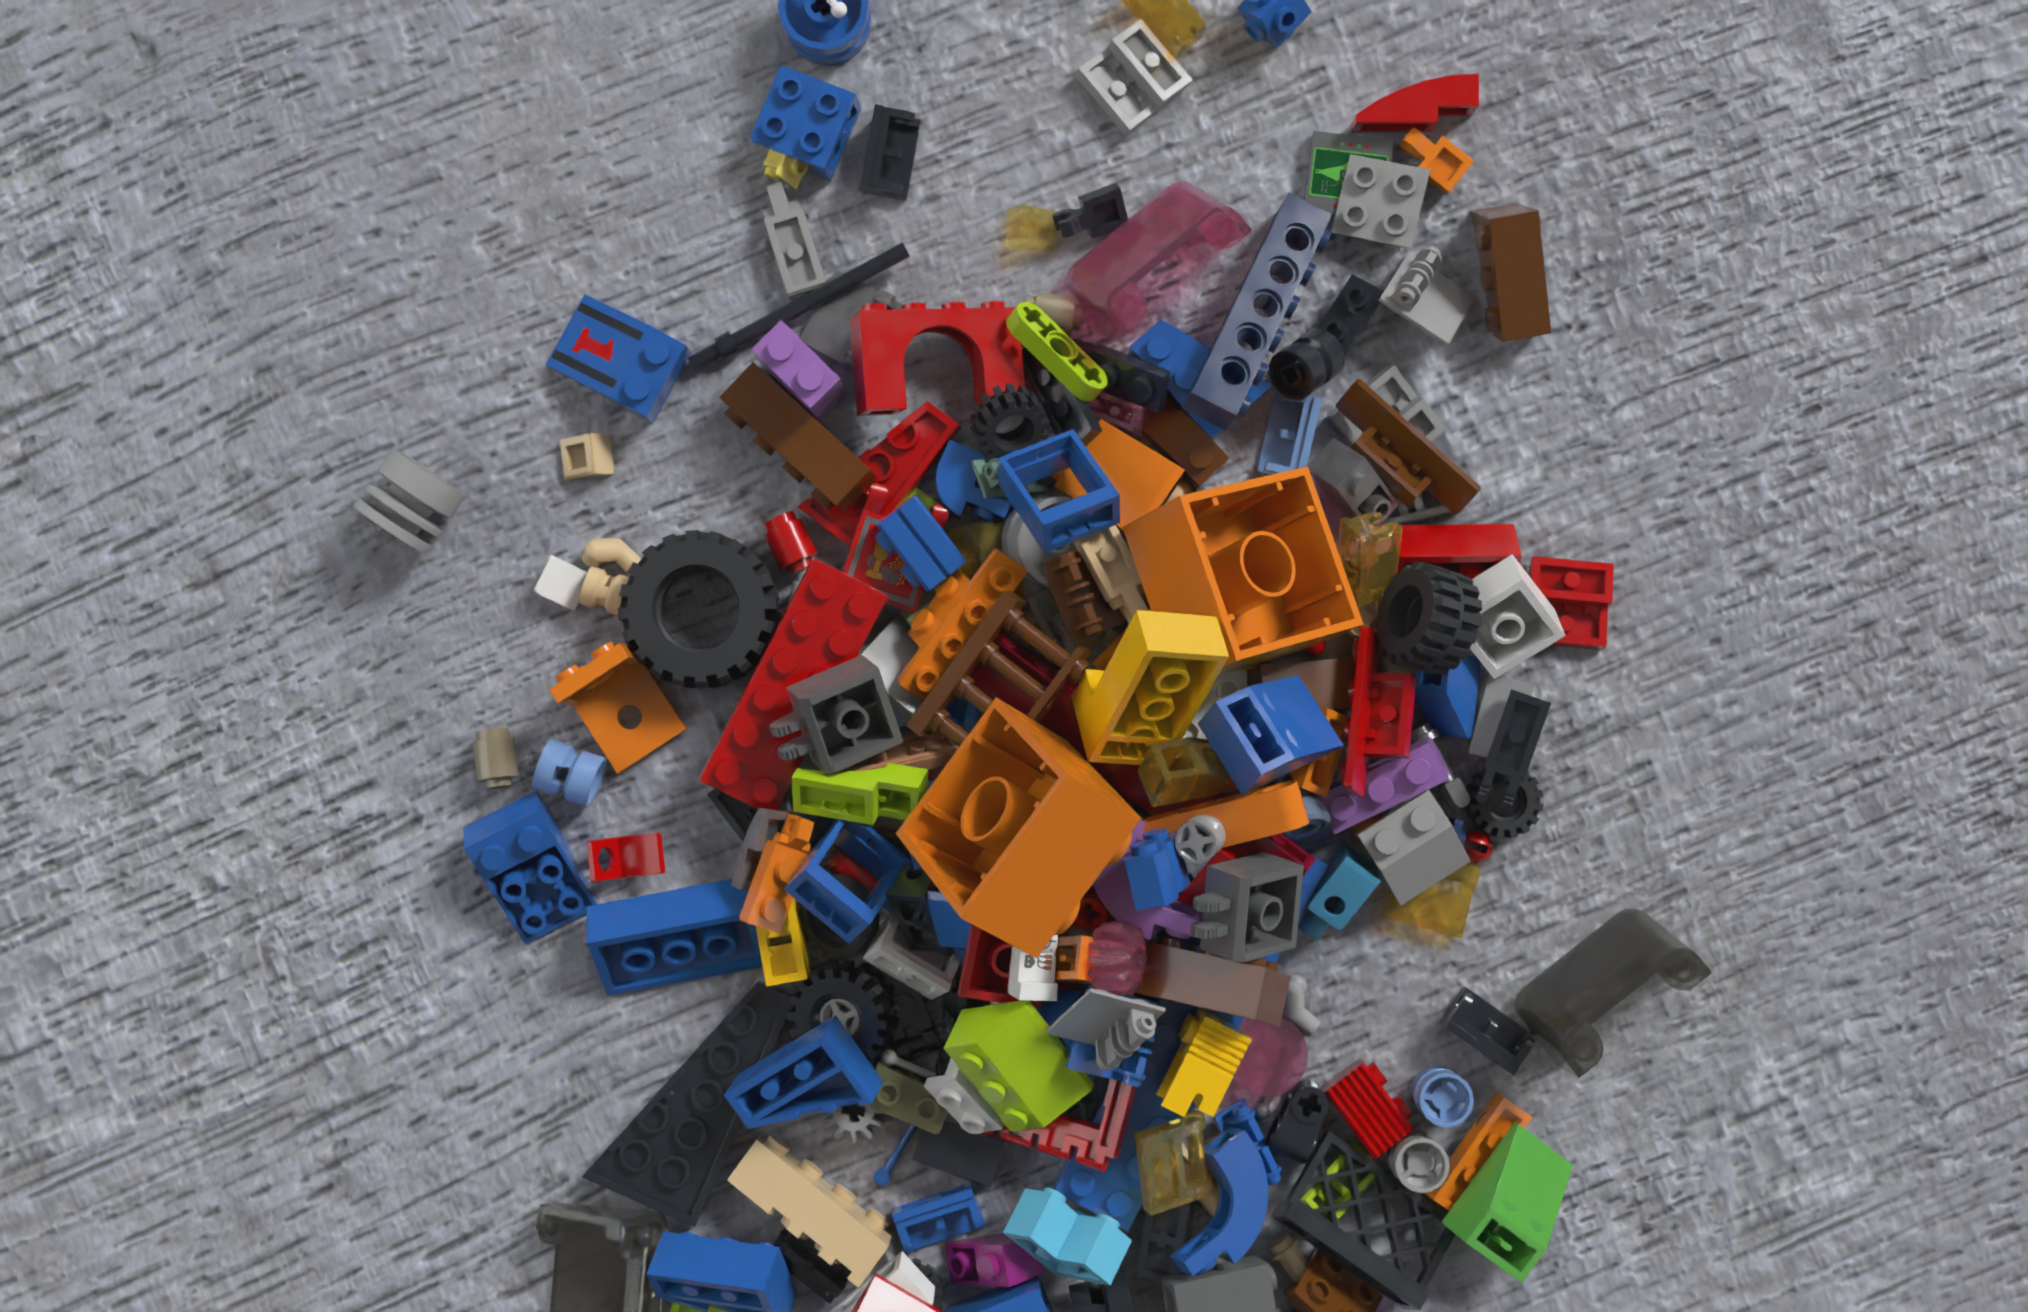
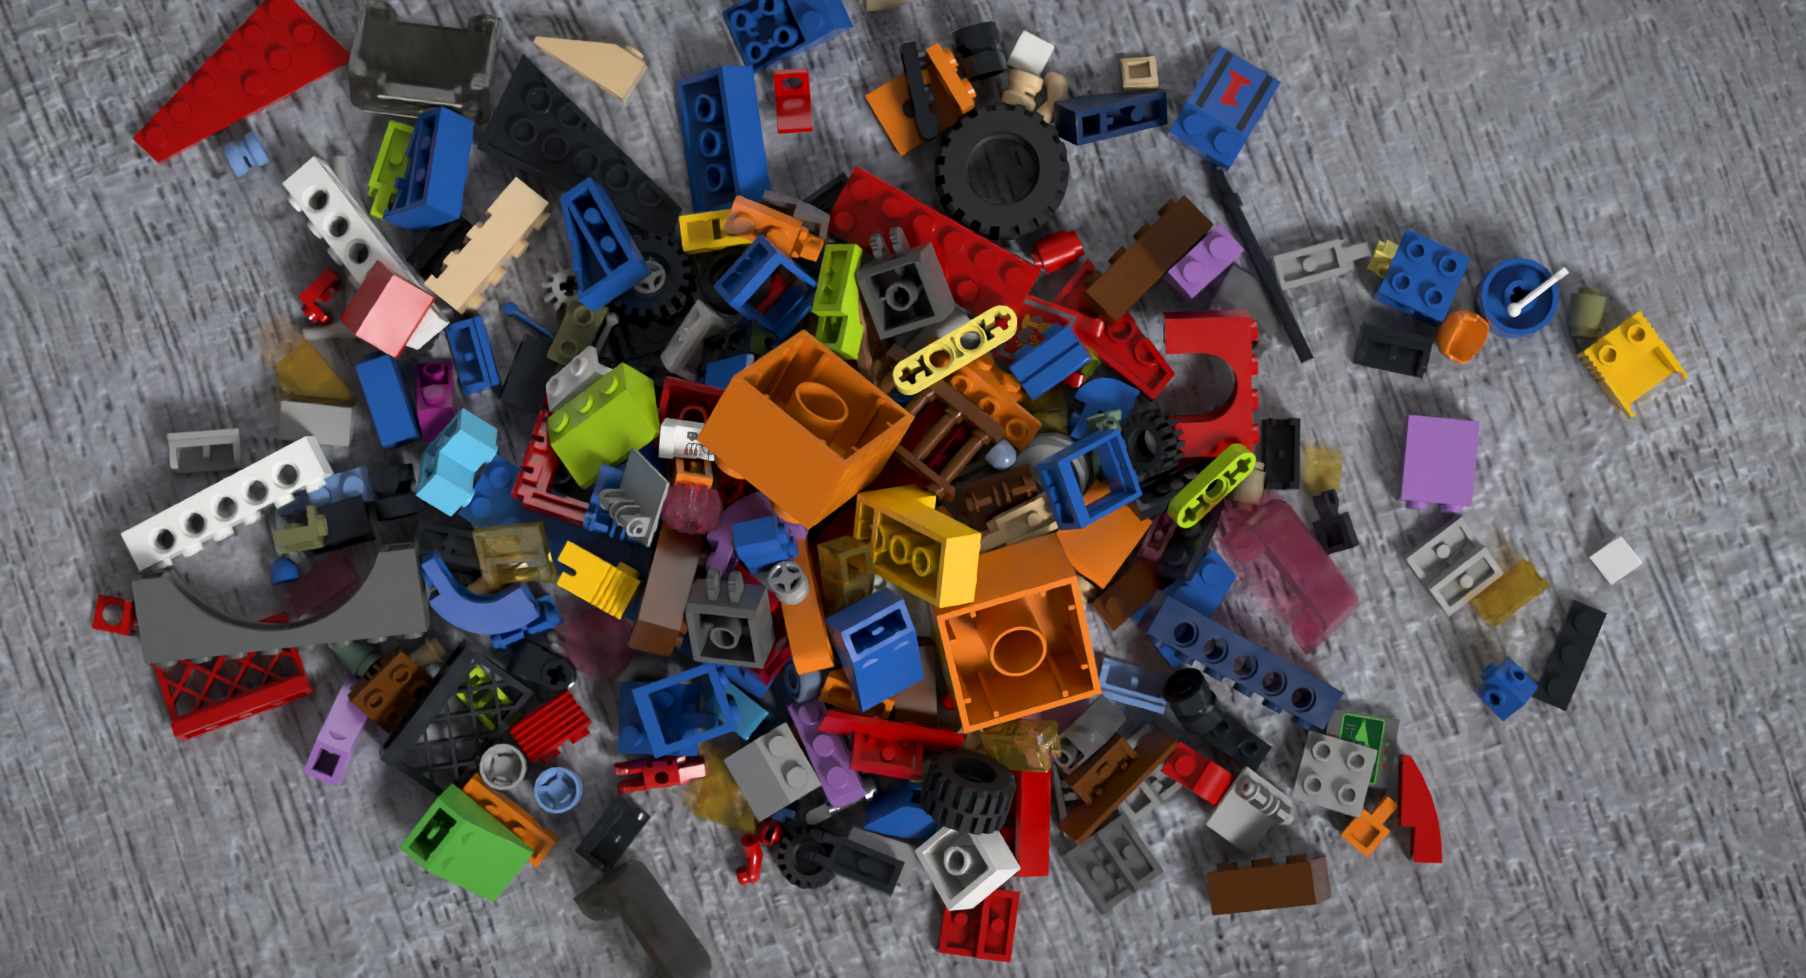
camera: 85 degrees right, 0 degrees up
(560, 641) = (979, 51): none -> black wheel
(582, 779) = (863, 67): medium blue wheel -> none
(589, 1084) = (600, 63): none -> tan slope
(611, 710) = (919, 93): none -> black hinge
(629, 488) = (1109, 115): none -> dark blue slope
(870, 74) = (1461, 335): none -> orange hair
(908, 657) = (951, 345): none -> light yellow beam
(1014, 275) = (1281, 453): none -> black hinge
(1017, 97) = (1437, 463): none -> medium lavender brick
(1034, 594) = (1002, 455): none -> sand blue hinge
(1355, 980) = (677, 712): none -> blue hinge
(1365, 994) = (651, 721): none -> blue window
(1390, 354) = (1198, 774): none -> red brick
(1414, 978) = (676, 772): none -> red hinge
(1495, 450) = (1112, 864): none -> flat silver slope
(1510, 864) = (753, 857): none -> red arm

